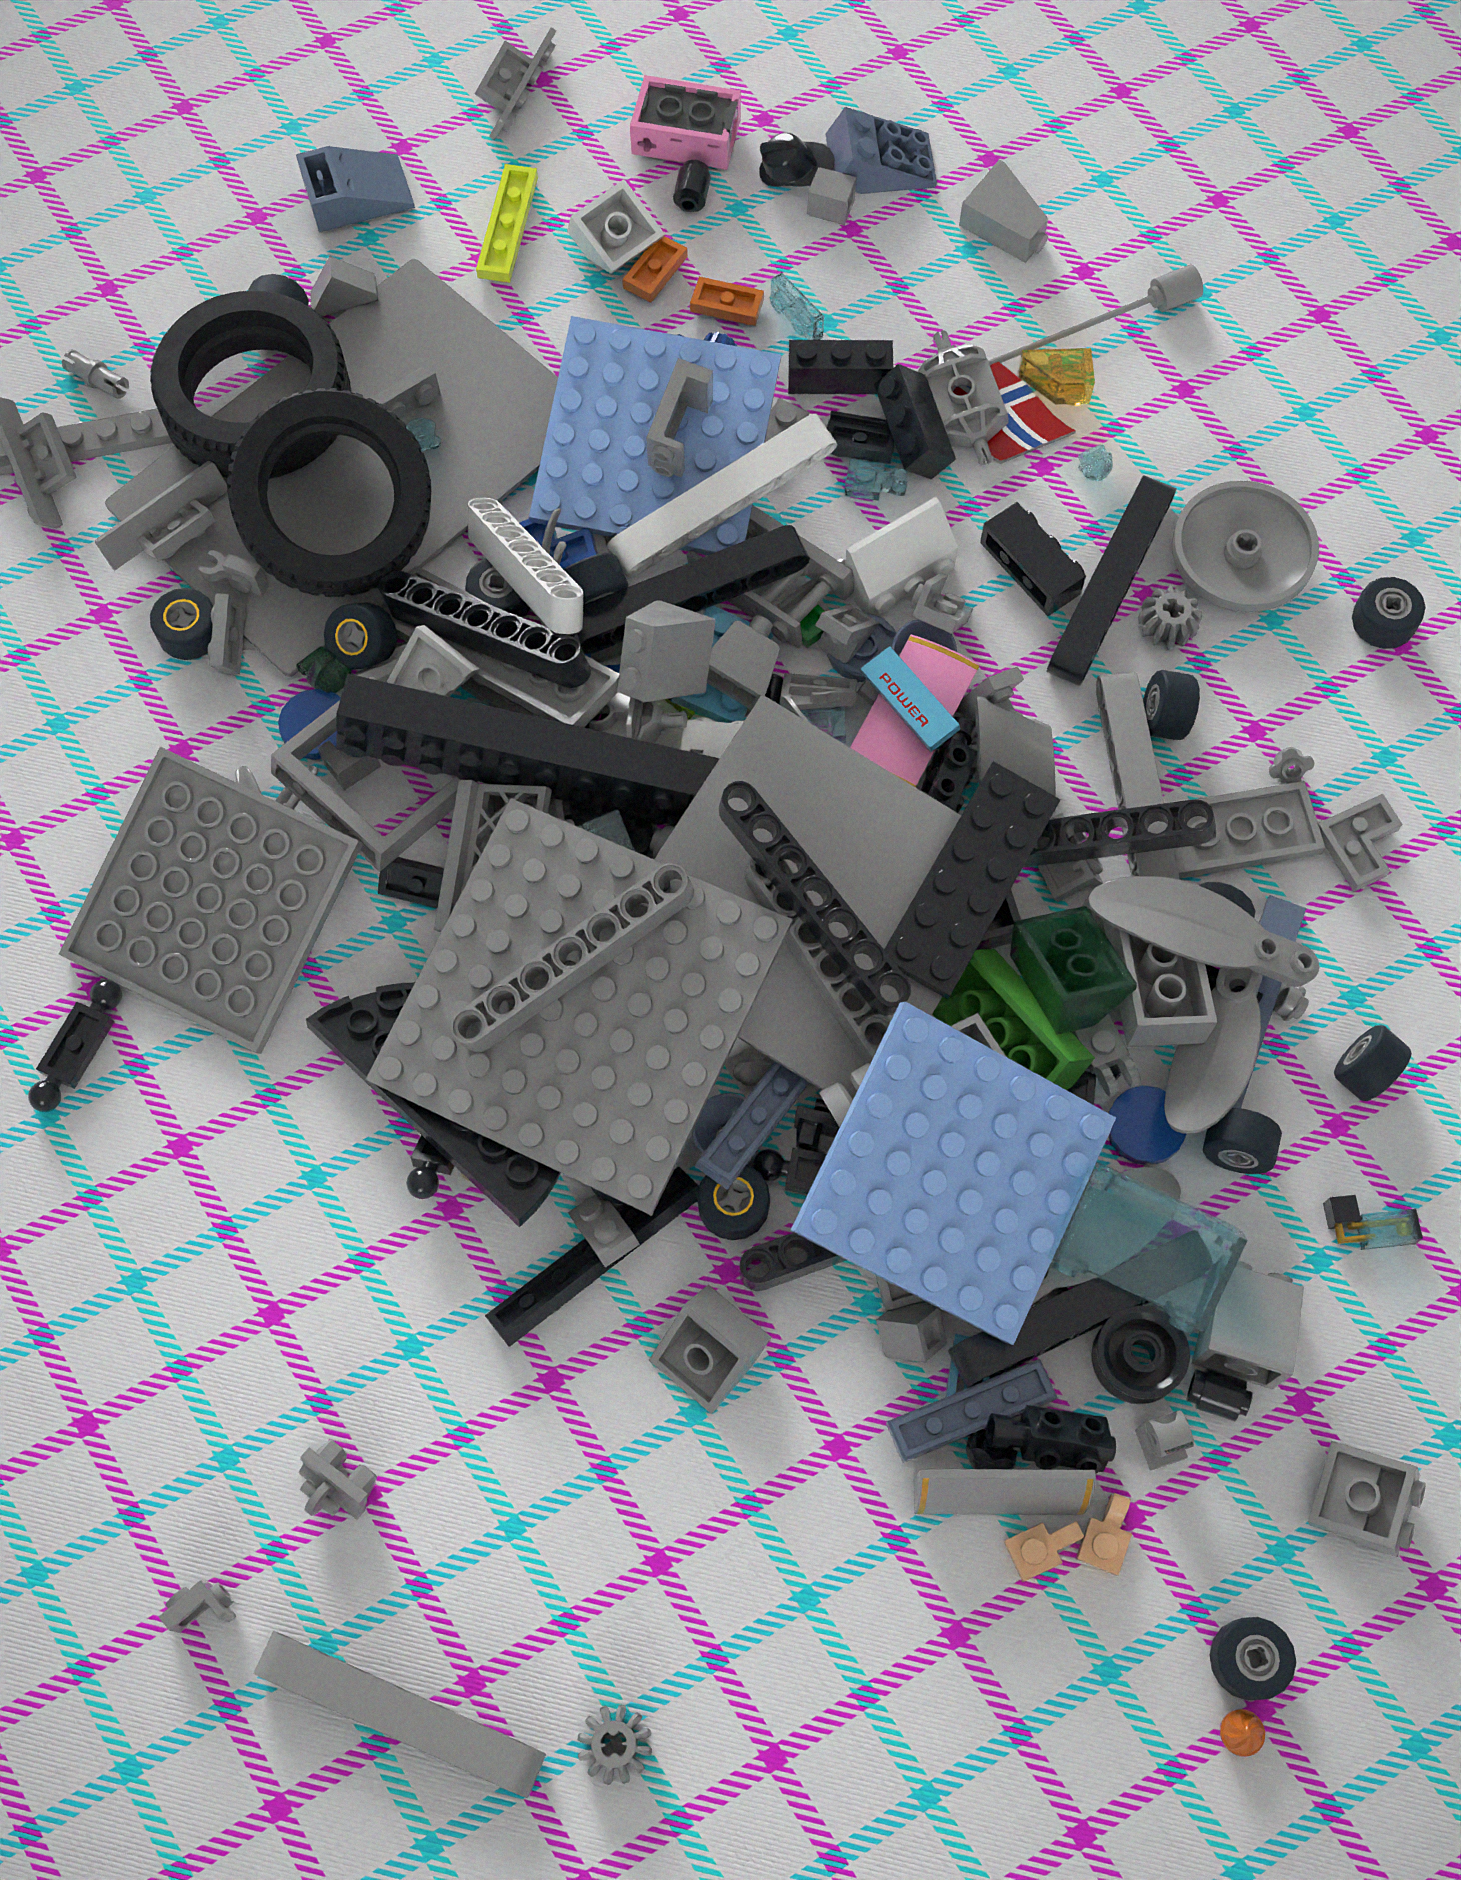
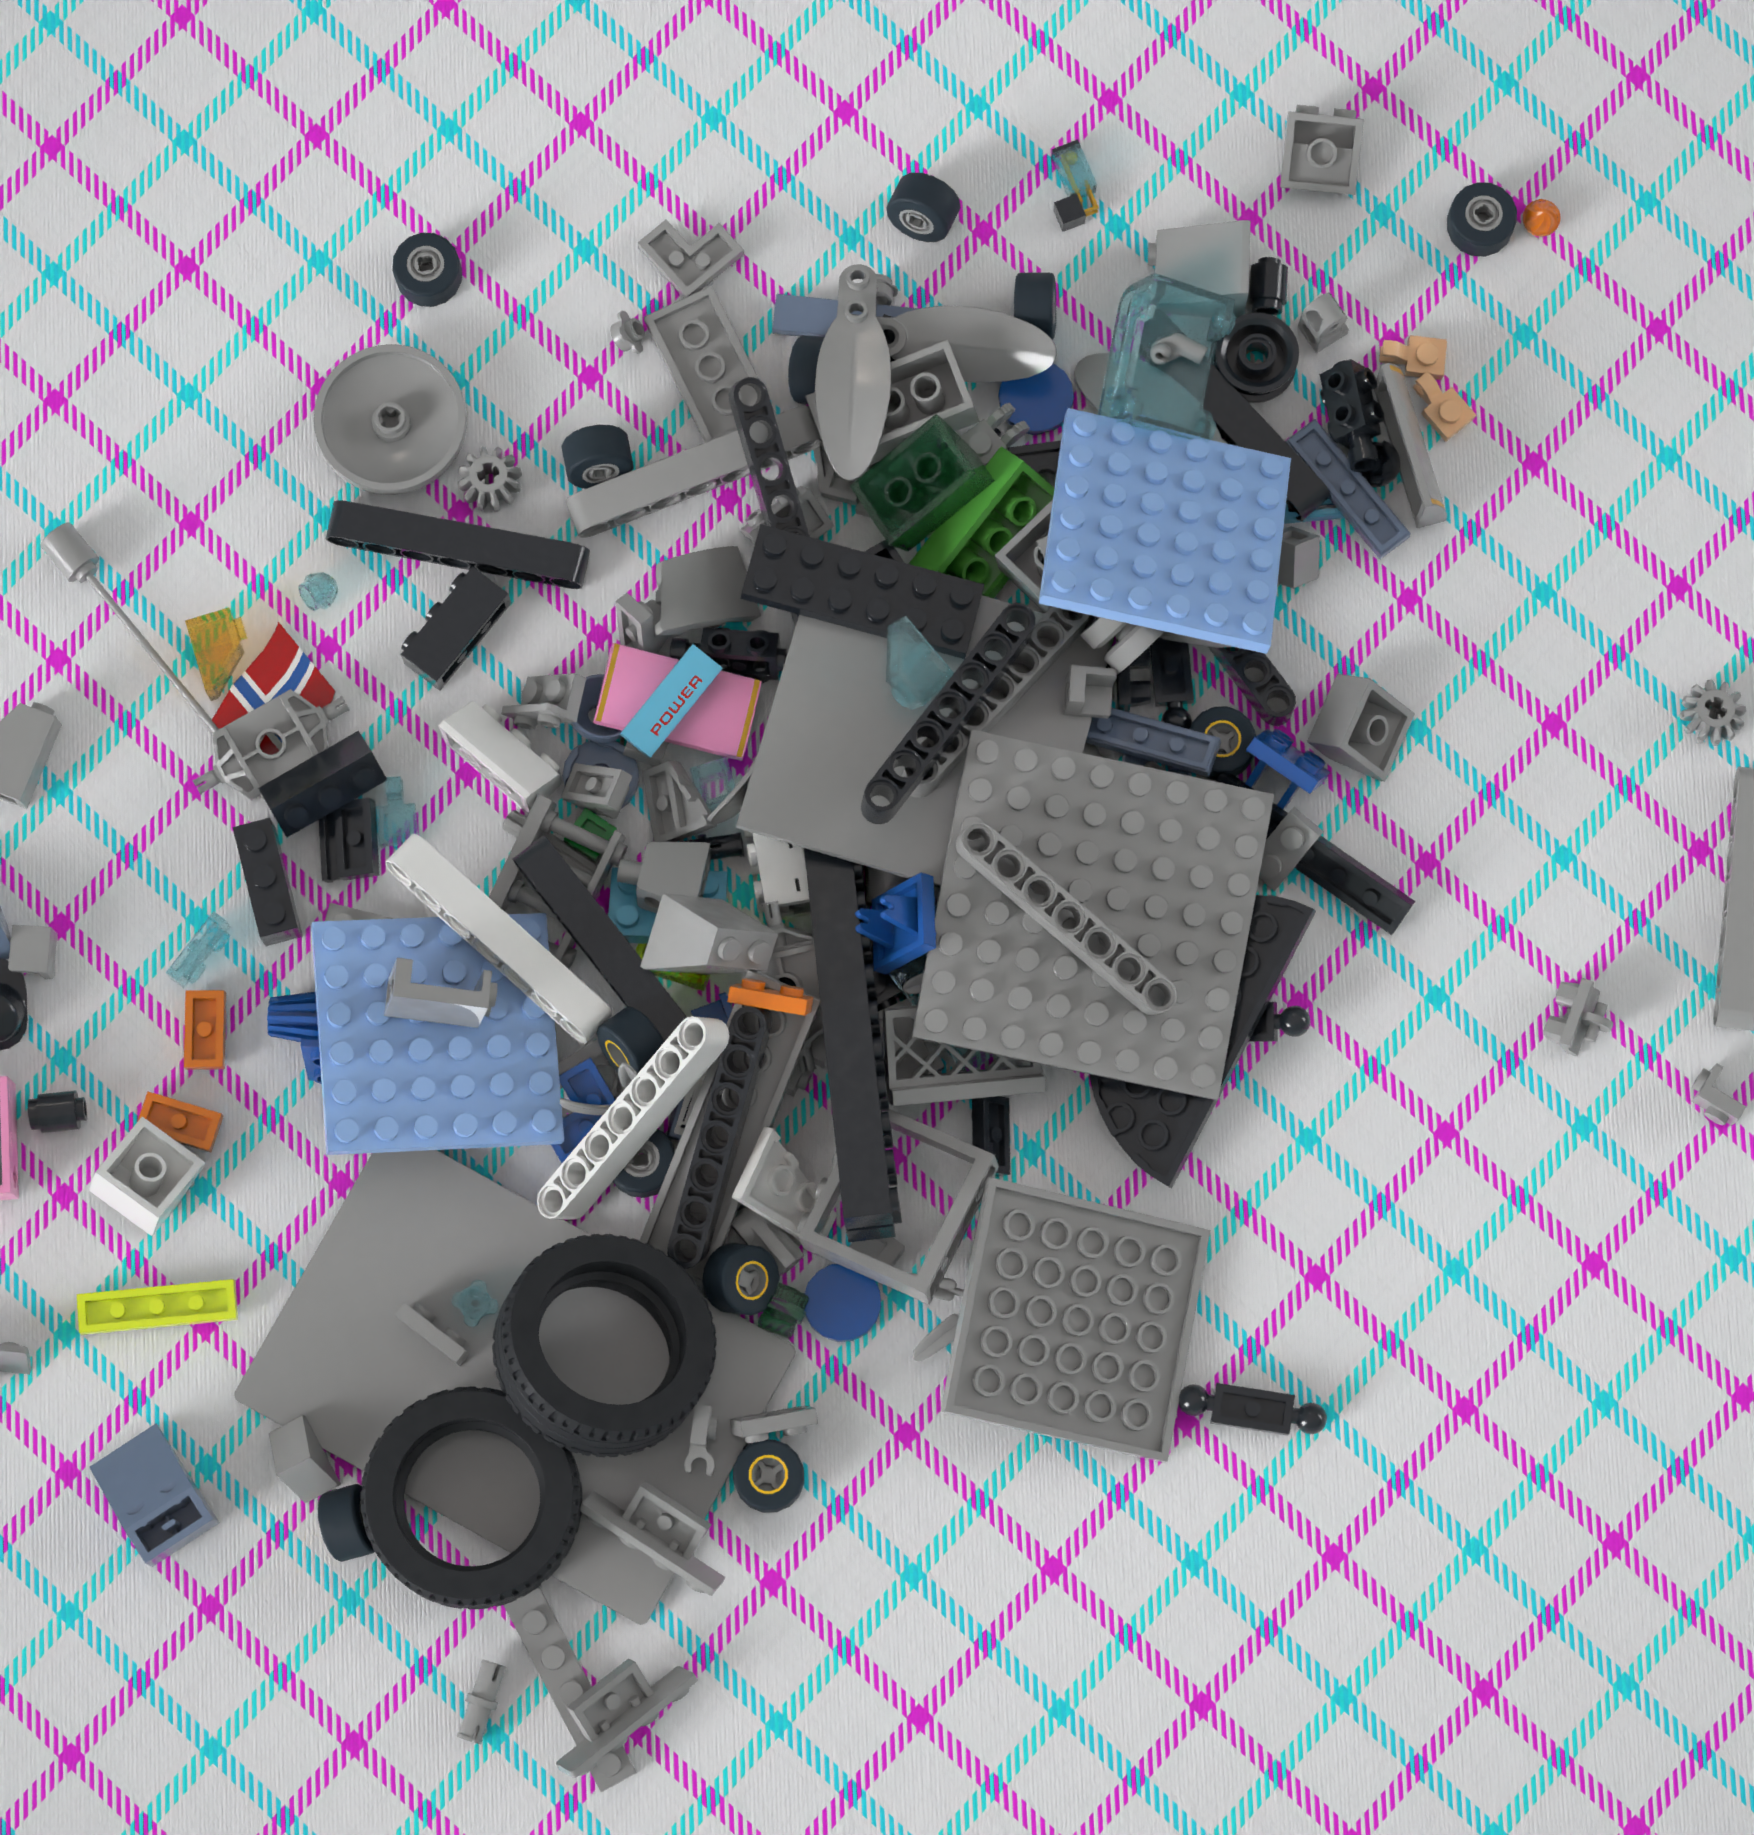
camera: 105 degrees left, 10 degrees up
(583, 679) = (754, 994): none -> orange plate
(626, 818) = (900, 923): none -> blue plate
(689, 1254) = (1276, 751): none -> blue plate
(810, 1063) = (1089, 691): none -> light grey panel
(877, 892) = (913, 665): none -> clear light blue slope
(1165, 1260) = (1175, 346): none -> light grey arm

